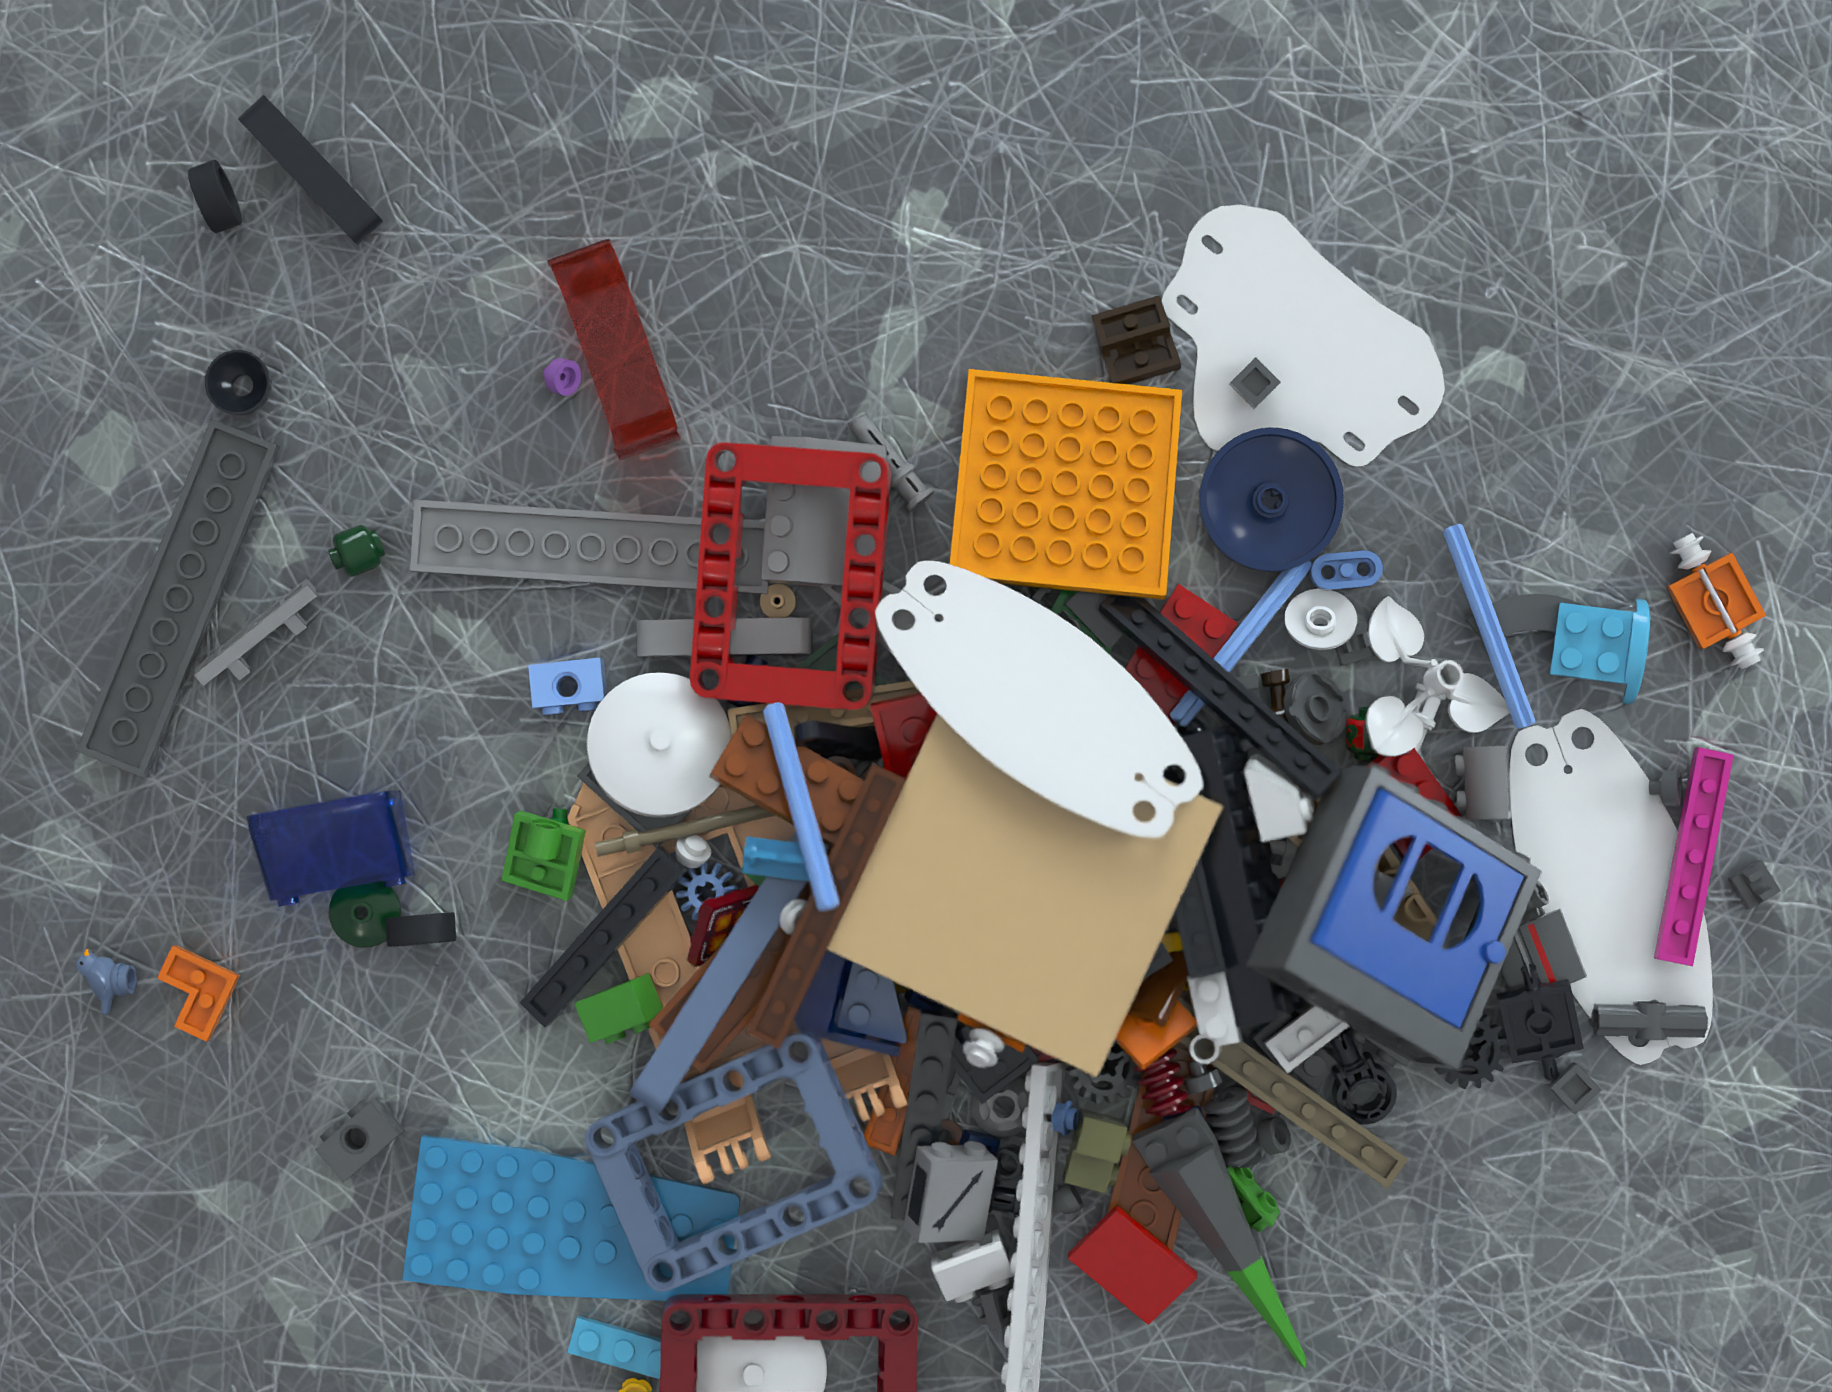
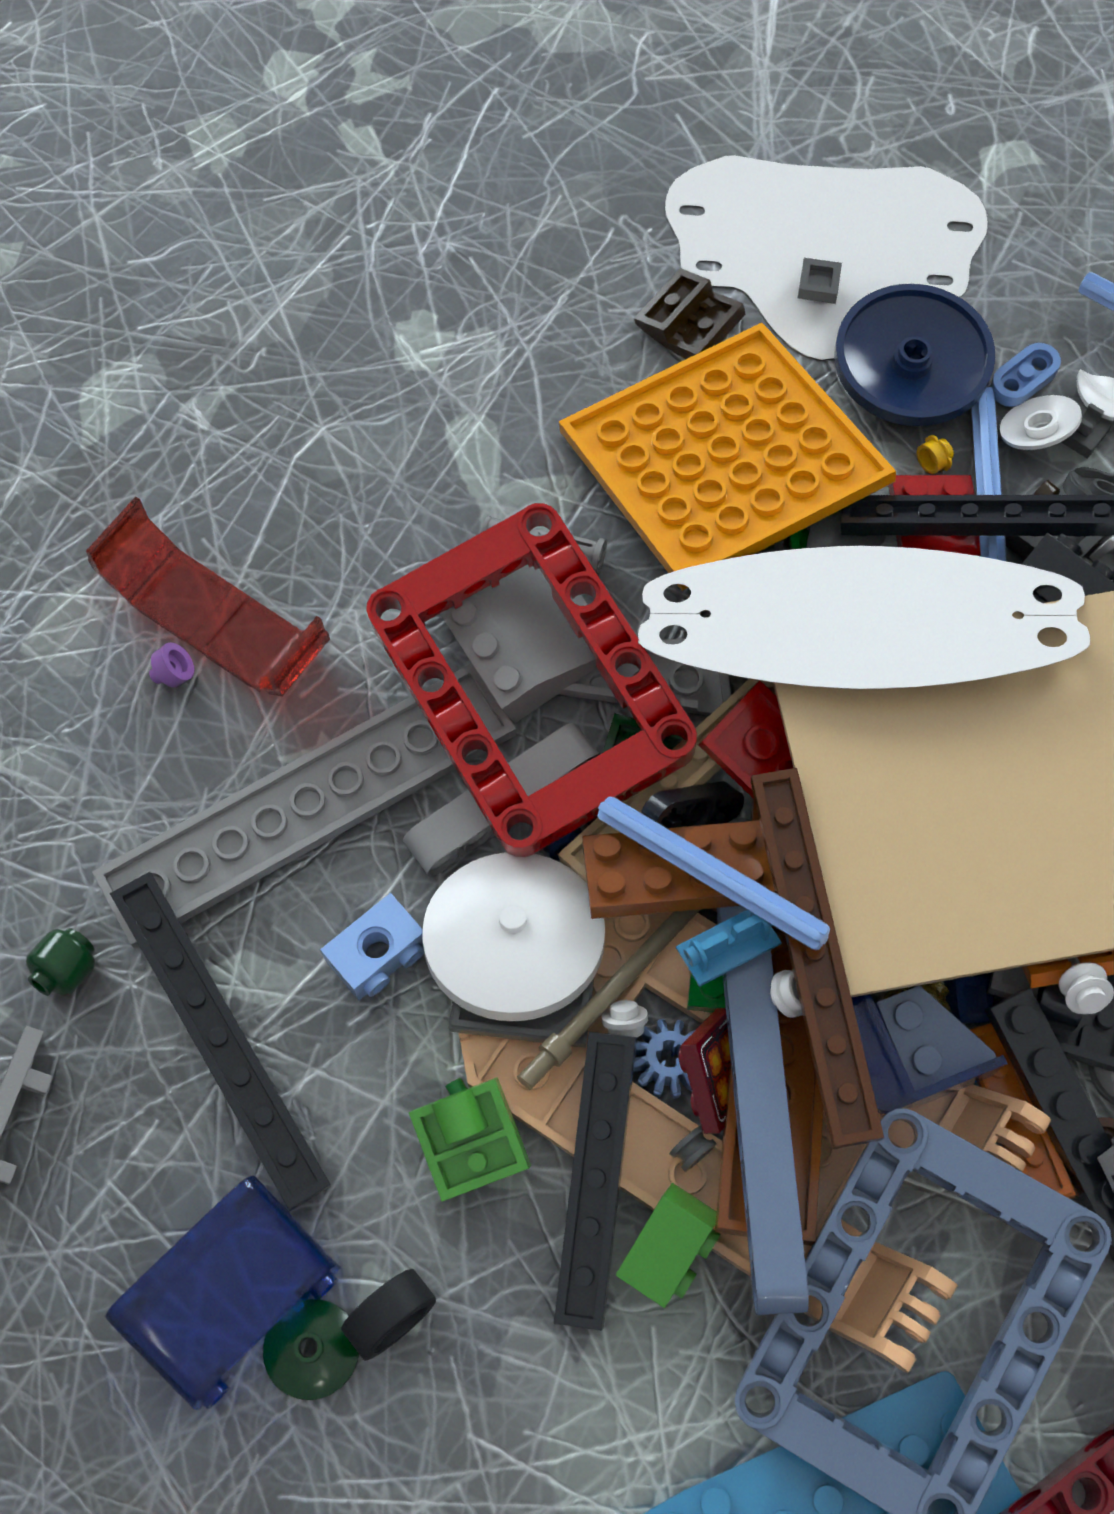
camera: 35 degrees left, 20 degrees down
(426, 677) = (220, 1041): none -> black plate
(675, 962) = (692, 1148): none -> dark grey bush
(786, 605) = (529, 731): tan tile -> none
(1226, 588) = (935, 455): none -> yellow plate

